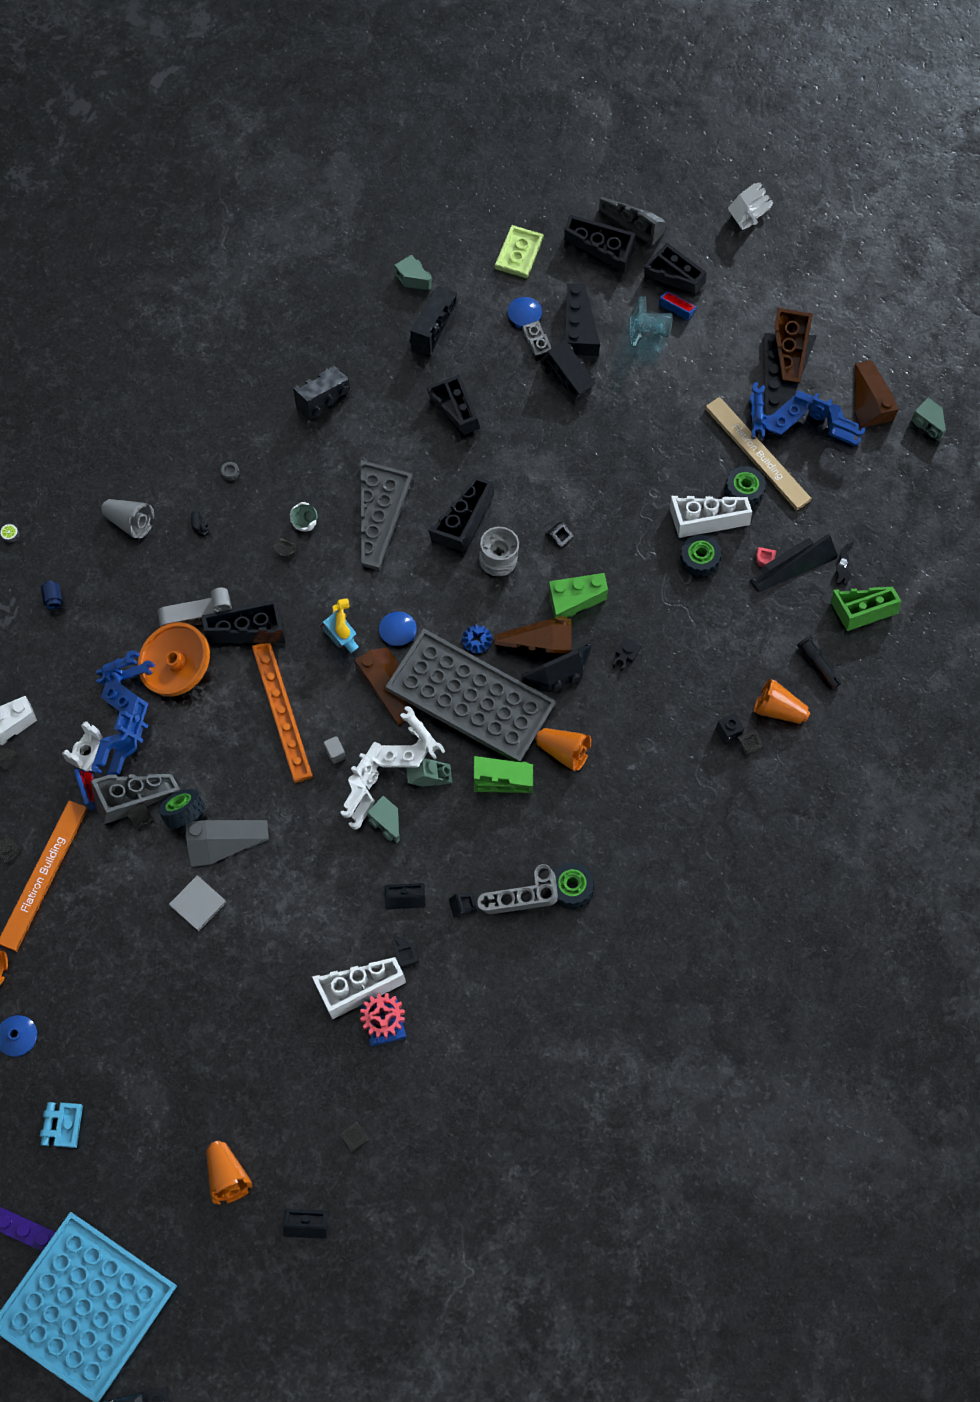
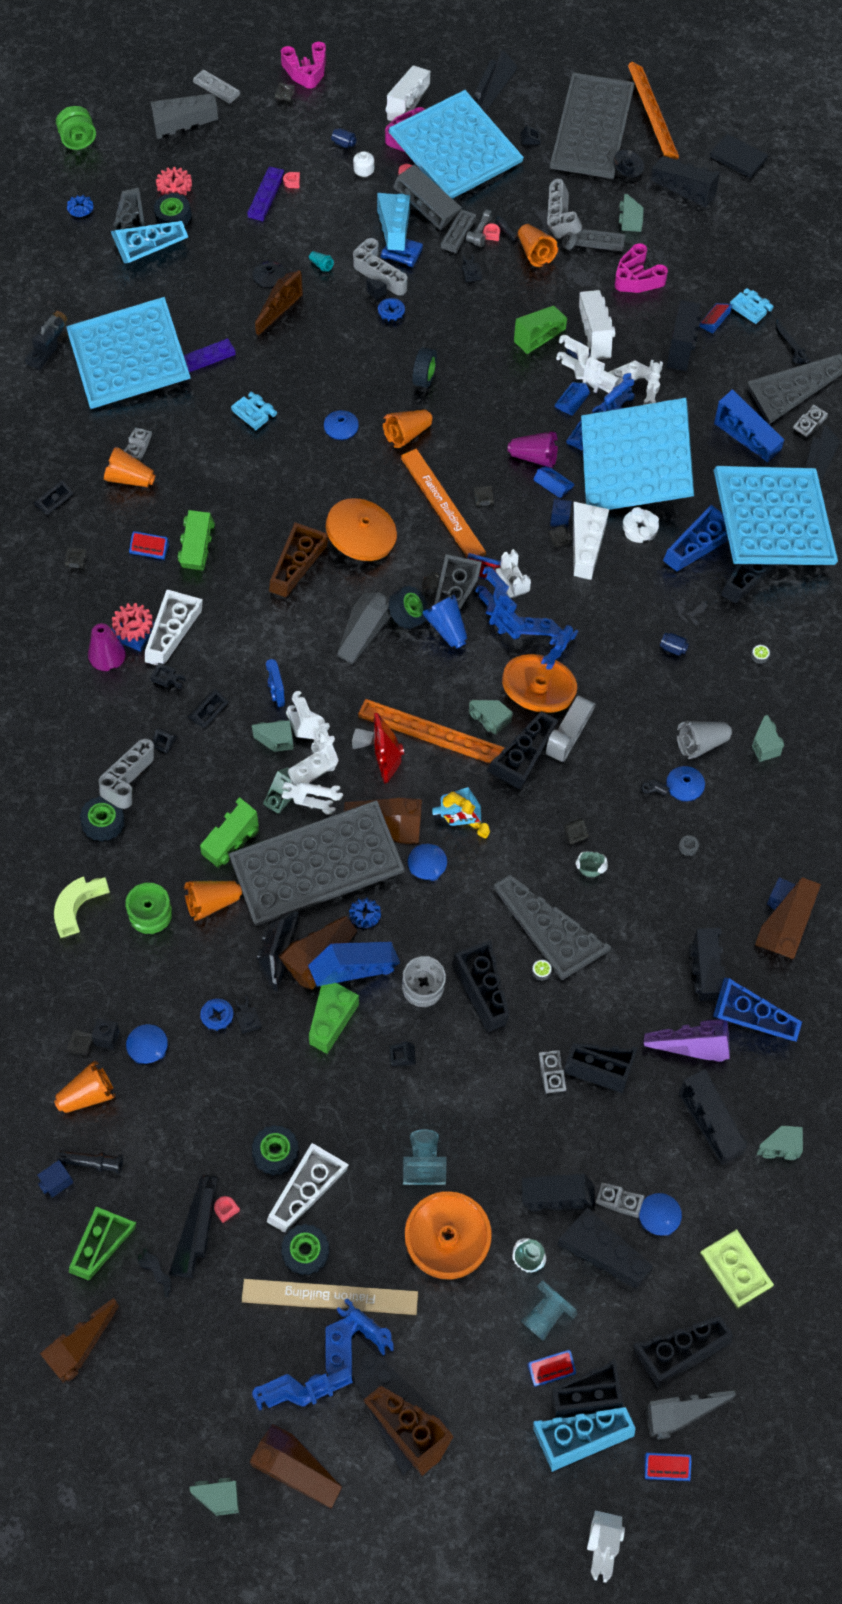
camera: 130 degrees right, 5 degrees down
(93, 476) = (767, 742): none -> sand green slope
(128, 912) = (361, 529): none -> orange dish
(168, 771) = (447, 621): none -> blue cone
(179, 514) = (685, 790): none -> blue dish
(186, 1199) = (138, 443): none -> light grey slope
(197, 903) = (330, 579): light grey tile -> none
(203, 941) = (297, 557): none -> reddish brown wedge
(223, 385) = (779, 892): none -> dark blue brick
(230, 676) = (491, 714): none -> sand green slope
(247, 360) = (787, 923): none -> reddish brown wedge
(251, 1042) = (195, 540): none -> bright green wedge
(289, 1085) = (149, 545): none -> red slope
(334, 717) = (386, 749): none -> red wedge
(336, 338) = (749, 1010): none -> blue wedge
(342, 849) = (275, 683): none -> blue plate
(382, 364) = (704, 1042): none -> medium lavender wedge
(416, 494) = (541, 969): none -> tile
(424, 1023) = (105, 648): none -> magenta cone
(487, 435) = (552, 1071): none -> light grey slope
(529, 599) = (353, 961): none -> blue wedge
(613, 780) = (149, 908): none -> bright green wheel
(623, 360) = (529, 1255): none -> sand green hair
(625, 455) = (424, 1166): none -> clear light blue plant
(652, 670) = (220, 1006): none -> blue gear
(656, 410) = (453, 1216): none -> orange dish
(656, 846) = (70, 901): none -> yellowish green arch
(673, 211) = (667, 1466): none -> red slope
(708, 700) = (146, 1044): none -> blue dish
(711, 258) = (583, 1435): none -> medium azure wedge
(854, 673) = (54, 1179): none -> dark blue brick
(939, 566) = (69, 1353): none -> reddish brown wedge

